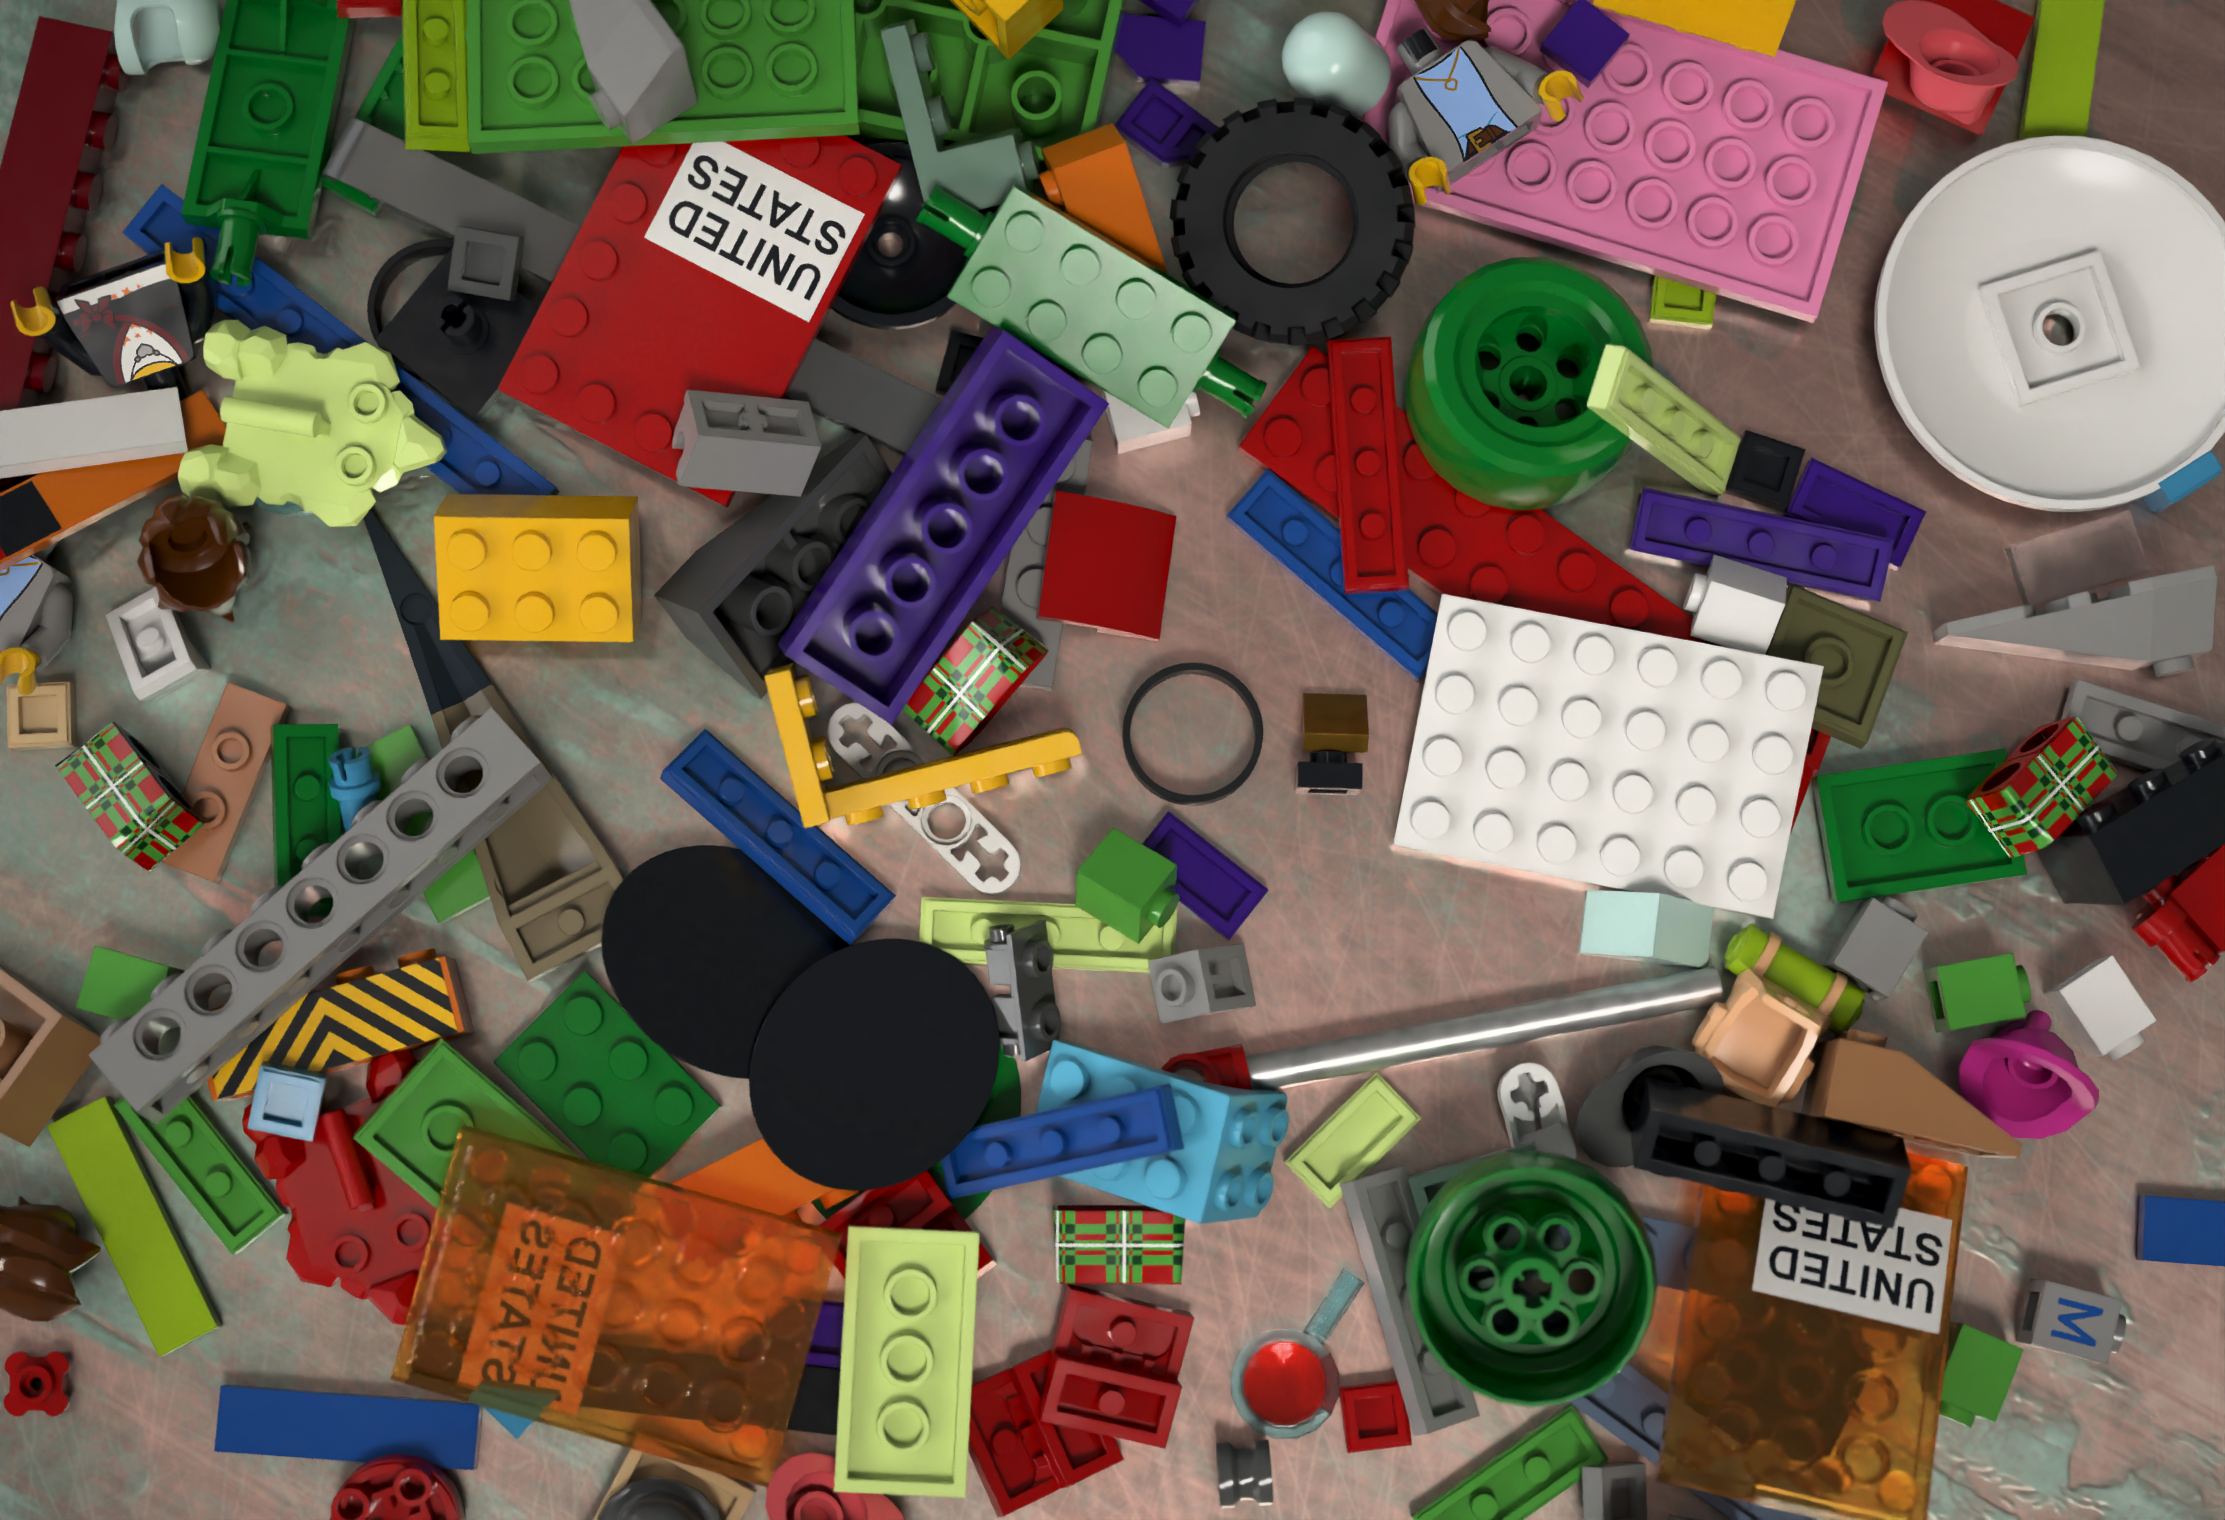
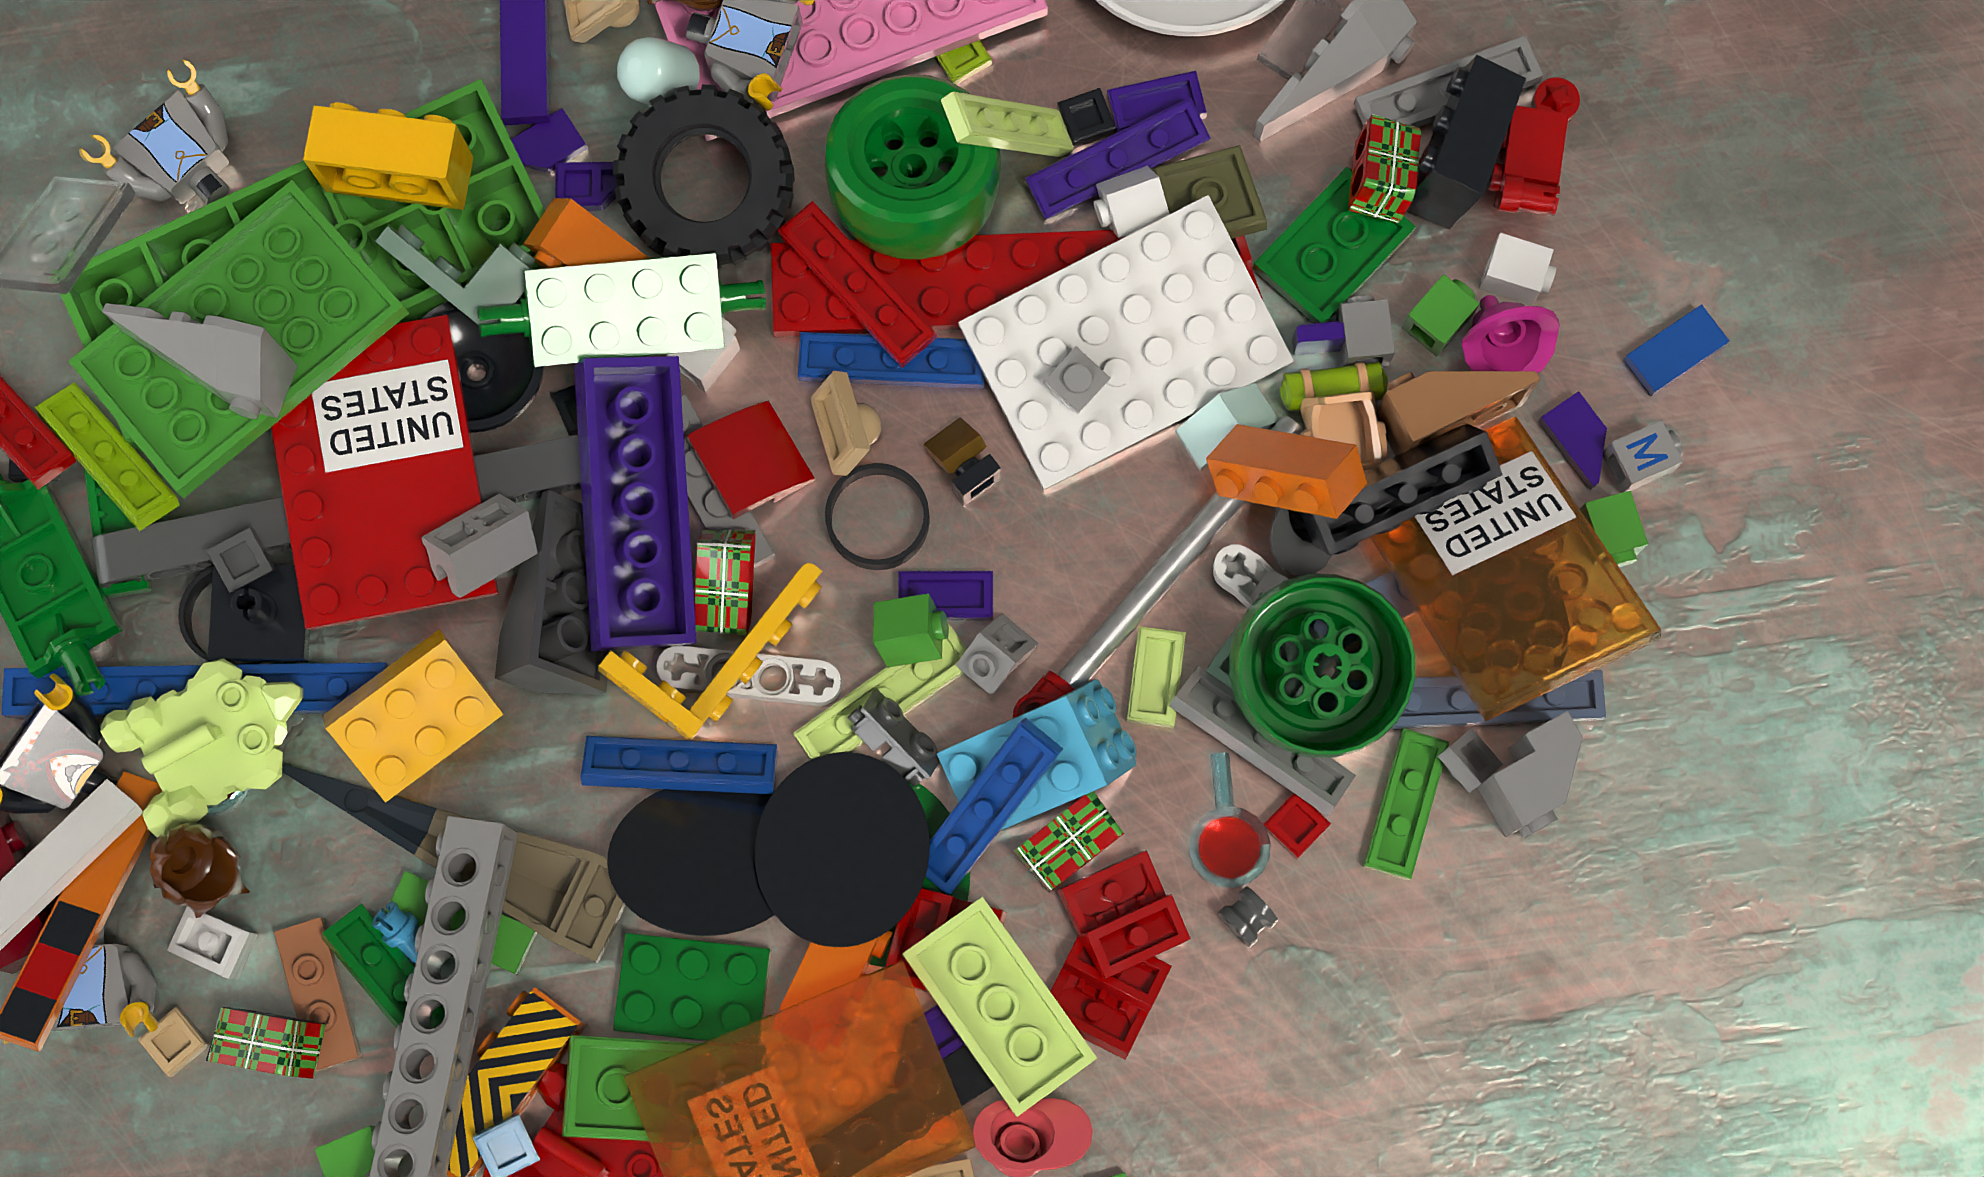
camera: 35 degrees left, 5 degrees down
(1234, 607) = (843, 424): none -> tan tile
(1518, 757) = (1076, 380): none -> light grey plate
(1661, 1040) = (1287, 470): none -> orange brick
(1820, 913) = (1318, 338): none -> dark purple tile
(2019, 1241) = (1578, 436): none -> dark purple tile

